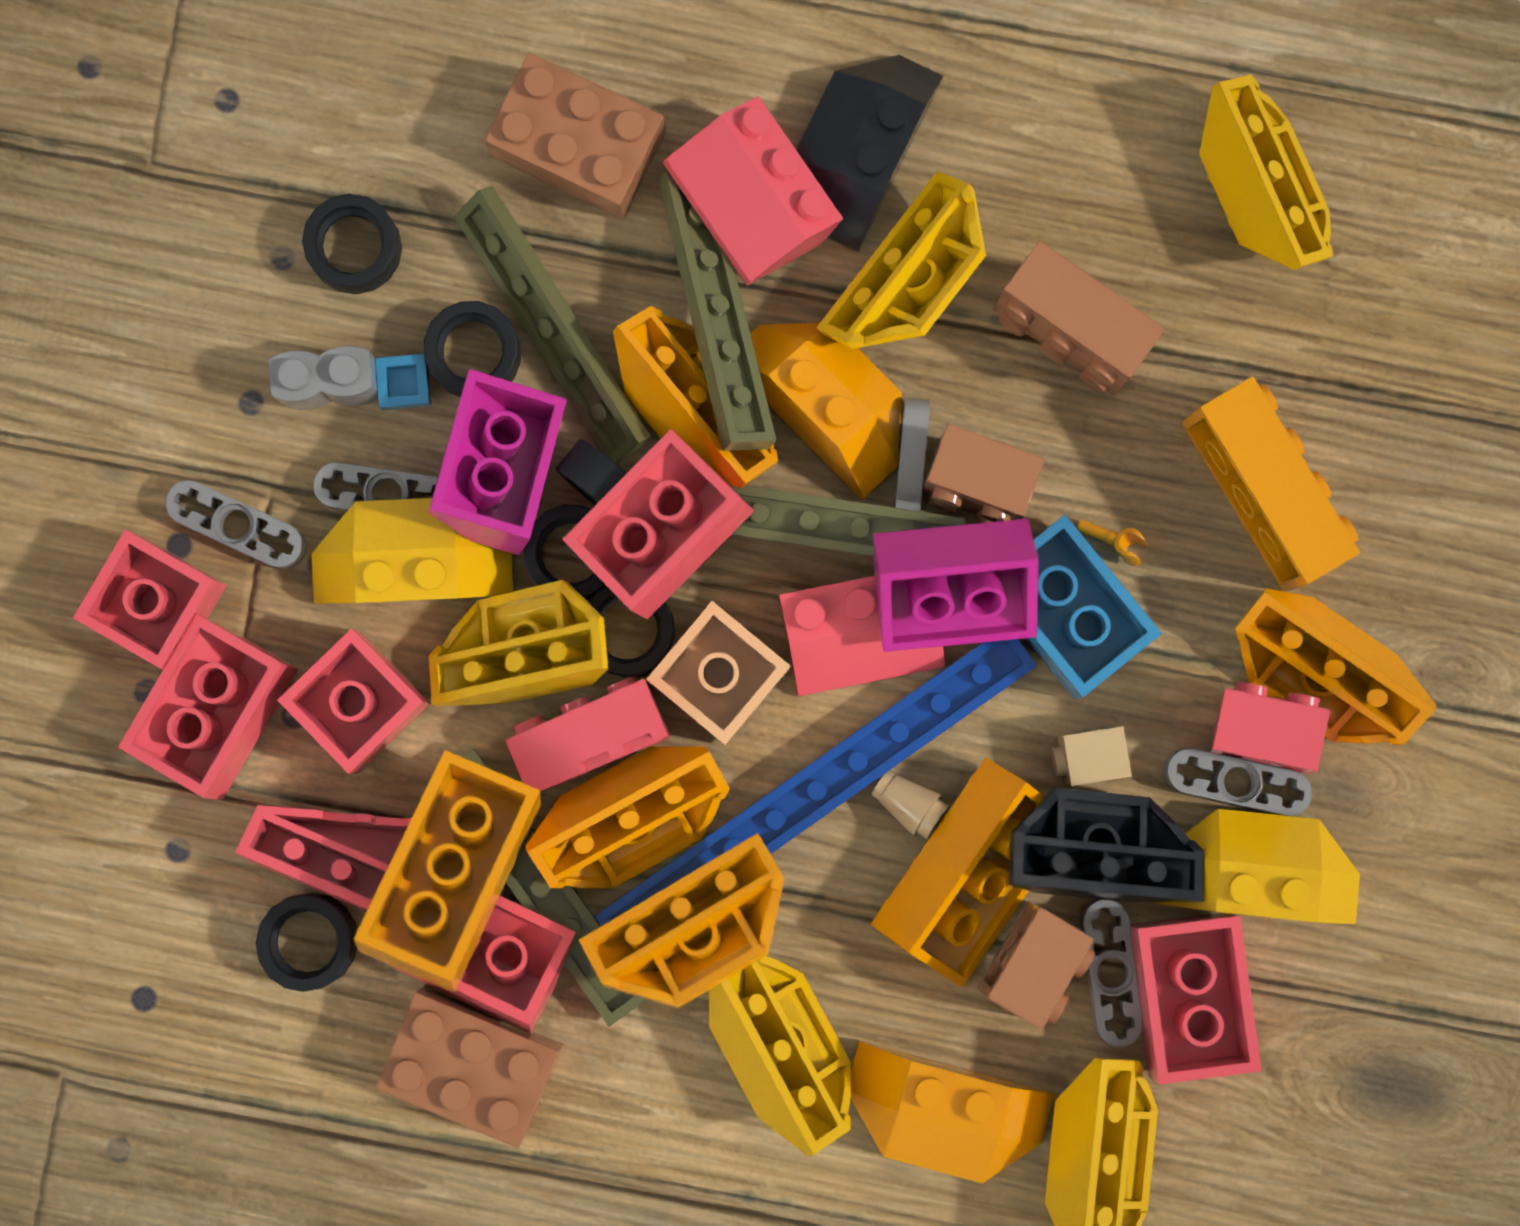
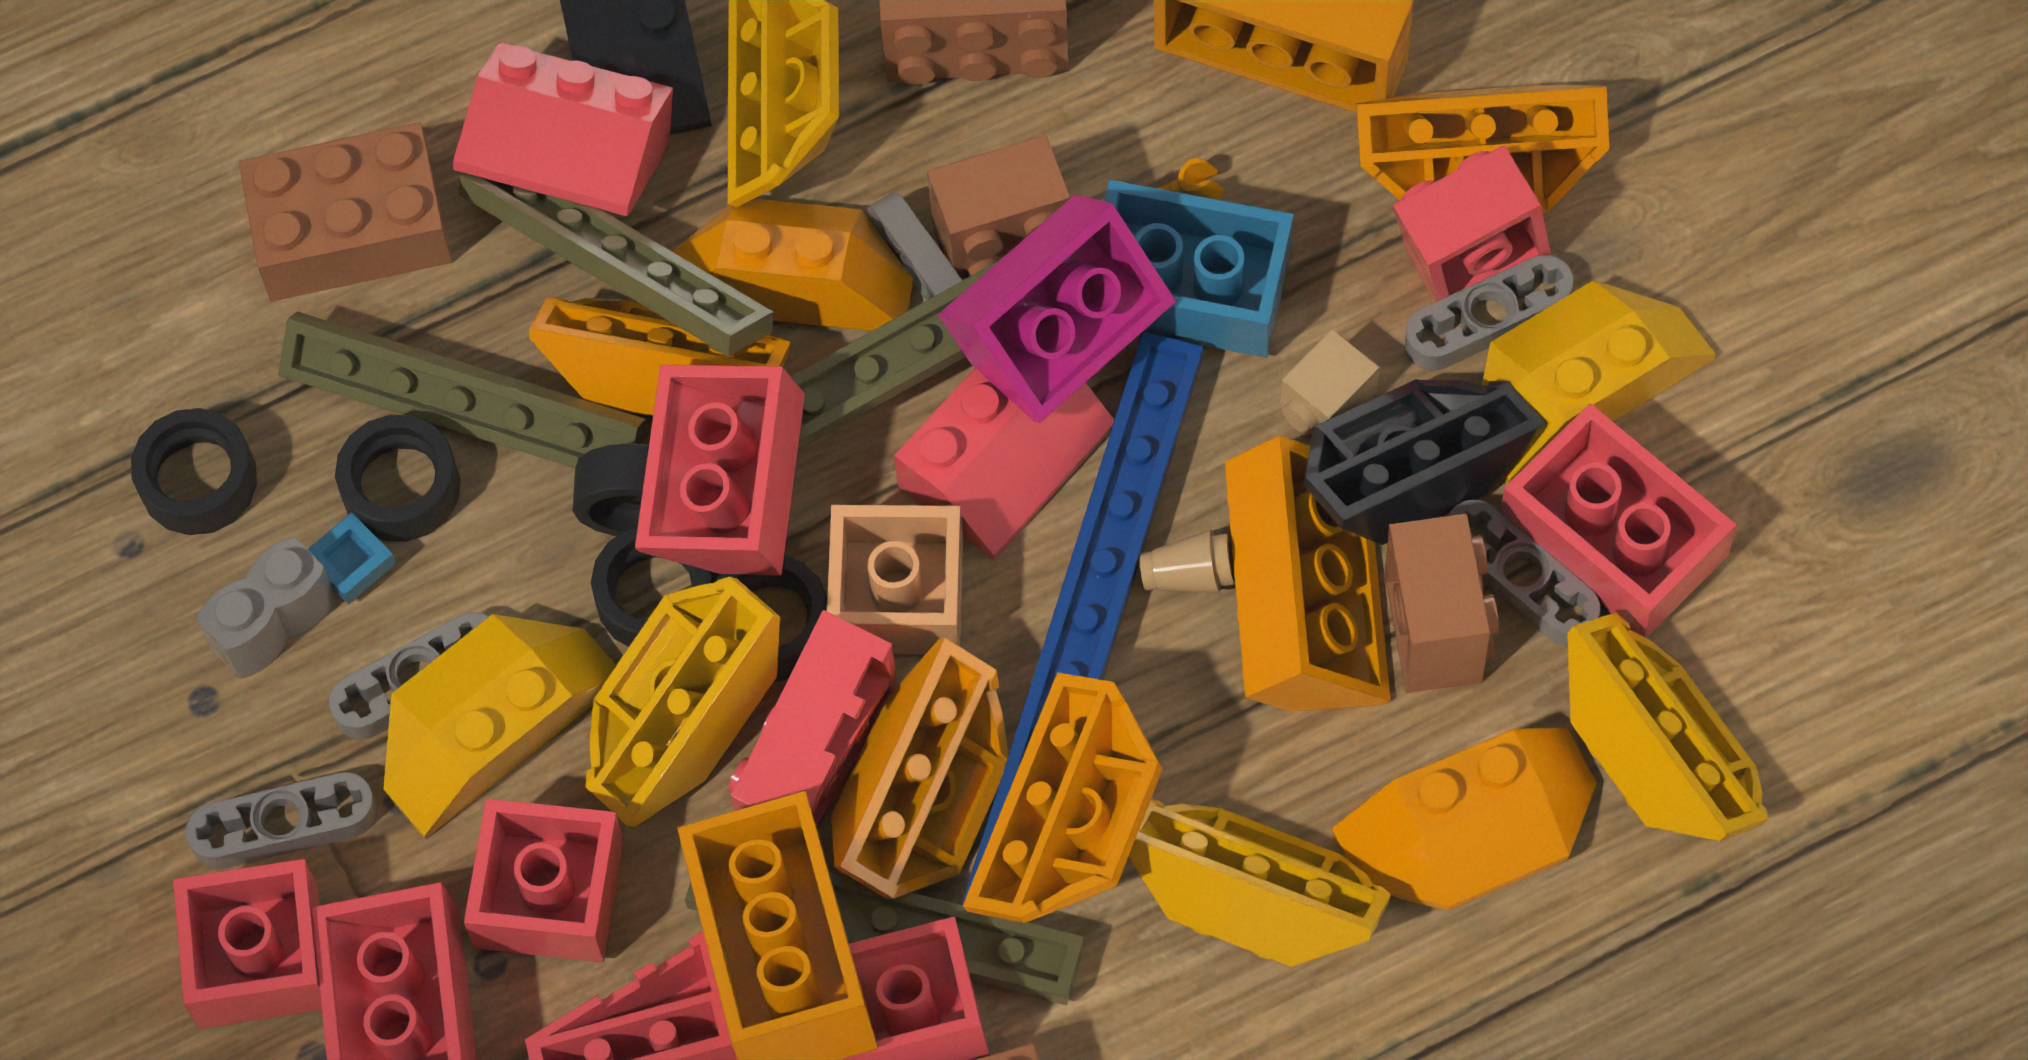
camera: 30 degrees left, 20 degrees down
(497, 461) = (514, 539): dark pink slope -> none

